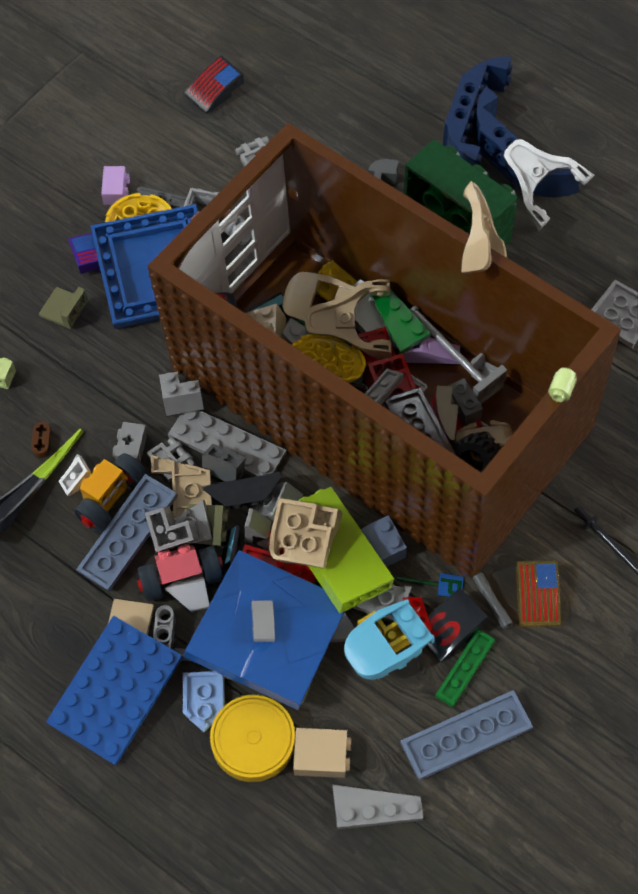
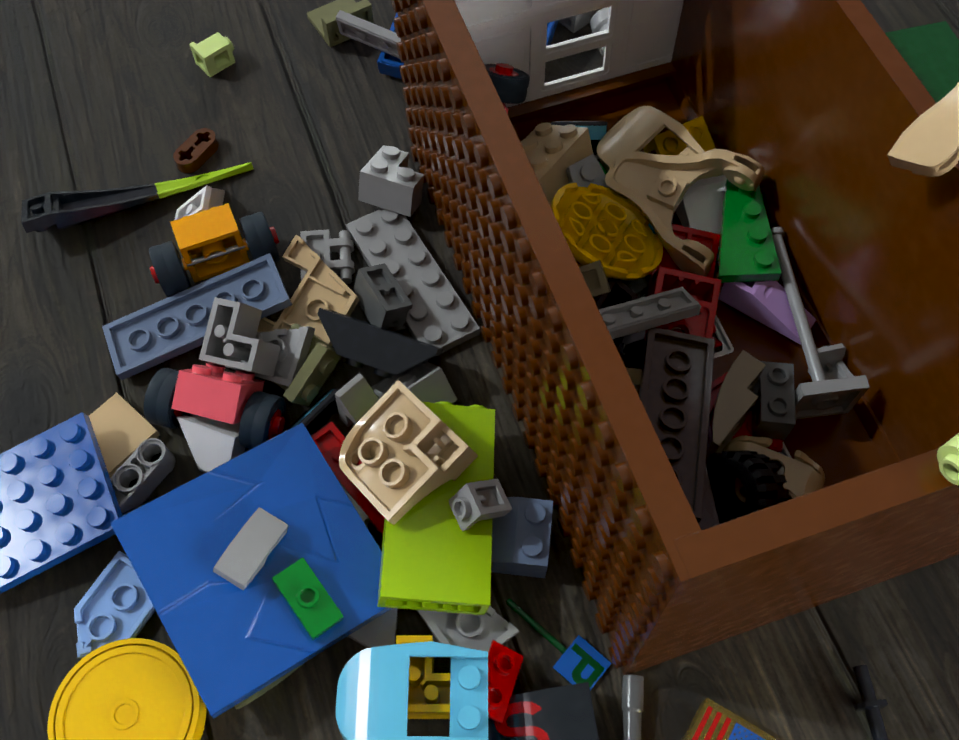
camera: 30 degrees right, 0 degrees up
(114, 309) = (368, 33): none -> light grey tile
(130, 440) = (293, 210): light grey brick -> none
(305, 628) = (307, 598): none -> green plate
(357, 534) = (479, 502): none -> light grey bracket

